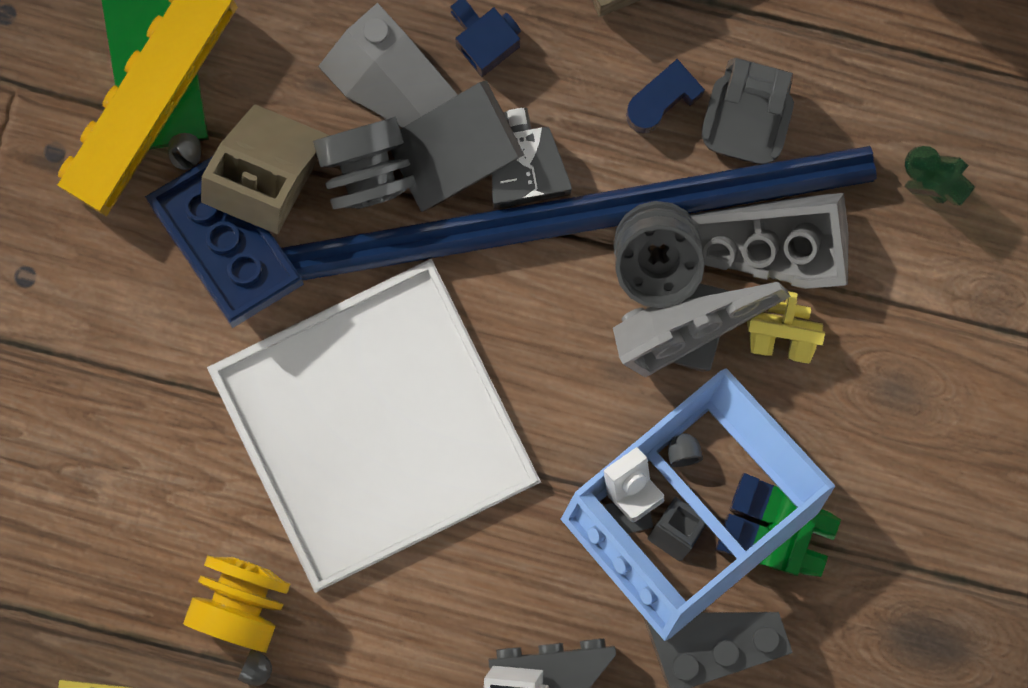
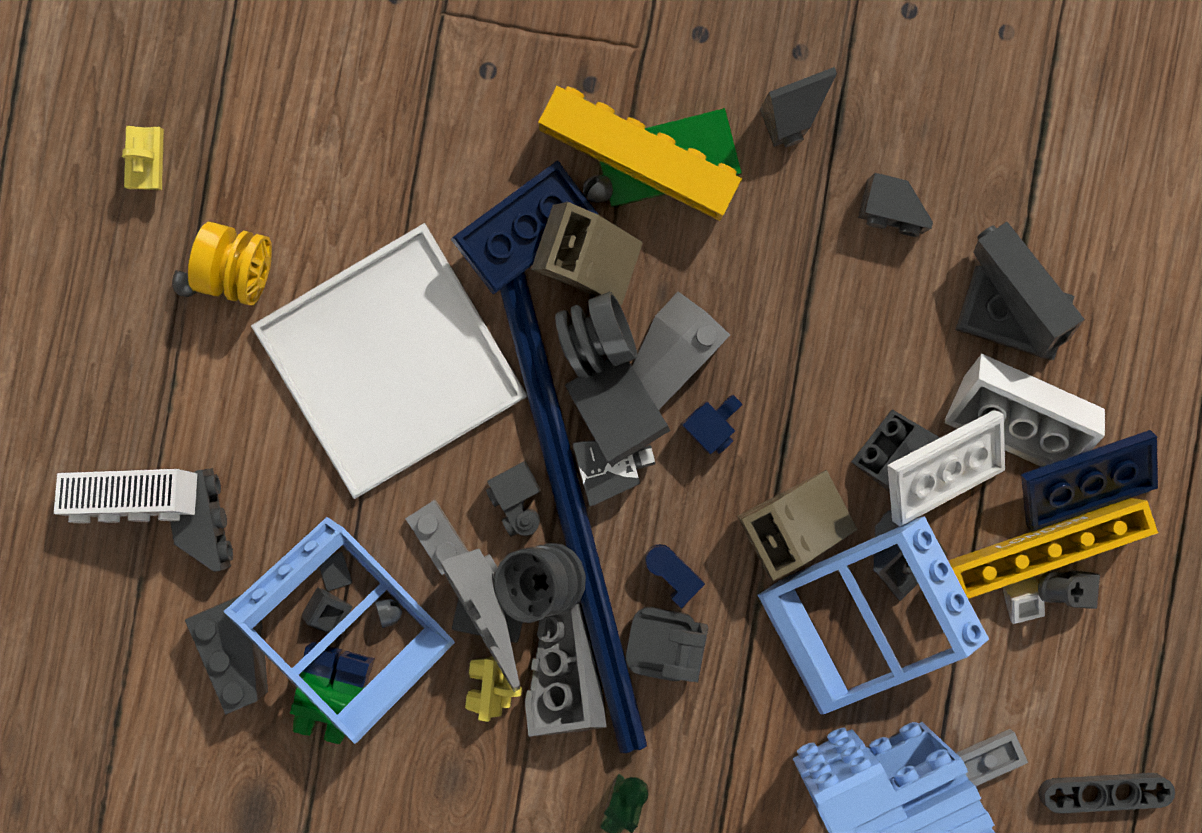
camera: 85 degrees right, 5 degrees up
(546, 286) = (510, 492): none -> dark grey brick
(594, 384) = (436, 534): none -> light grey plate
(630, 485) = (352, 574): white bracket -> none

